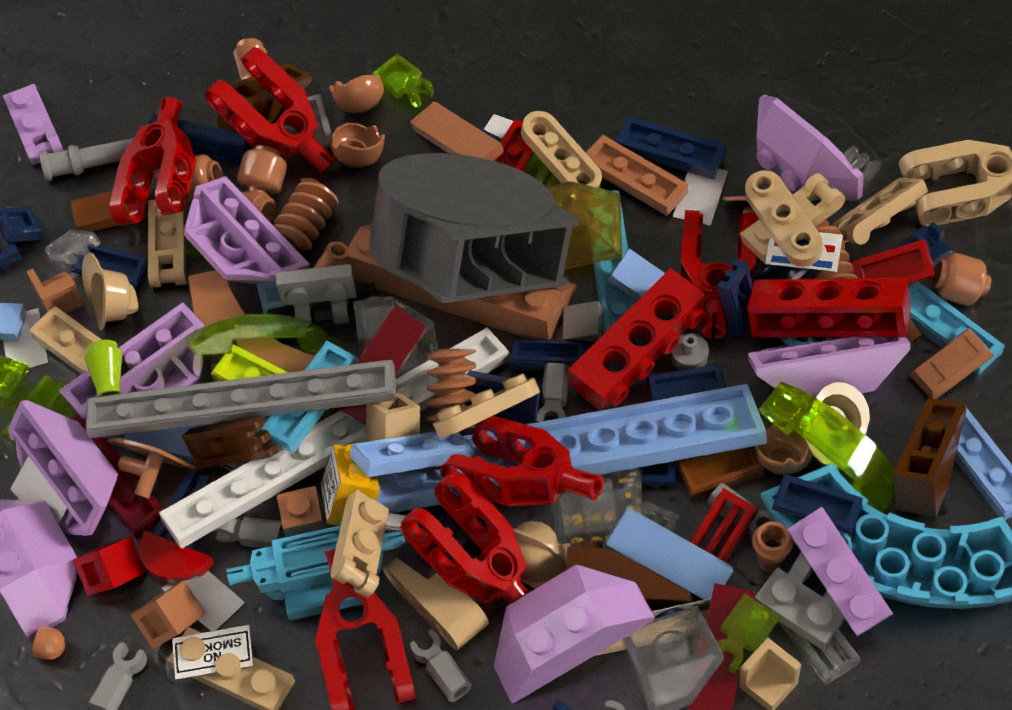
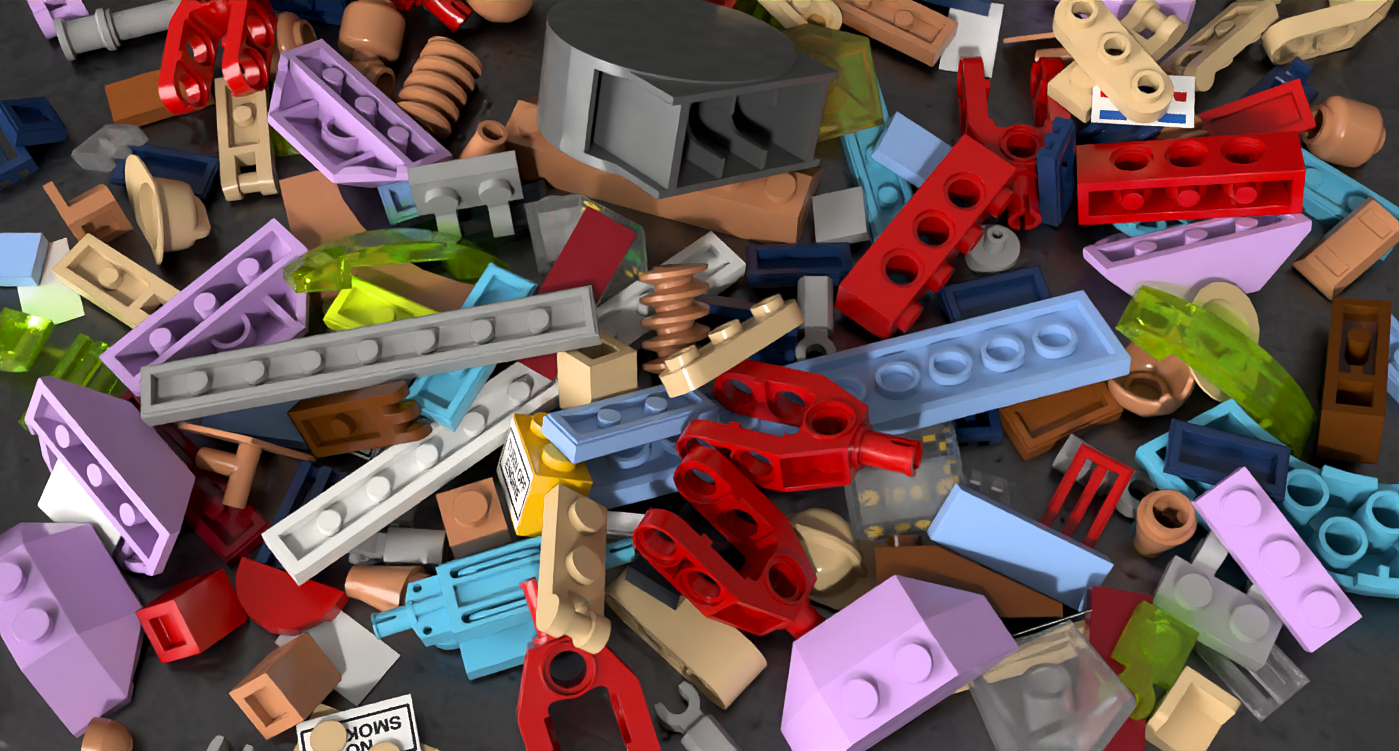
camera: 10 degrees left, 5 degrees up
(104, 366) = (163, 318): lime cone -> none
(234, 553) = (382, 585): none -> nougat cone

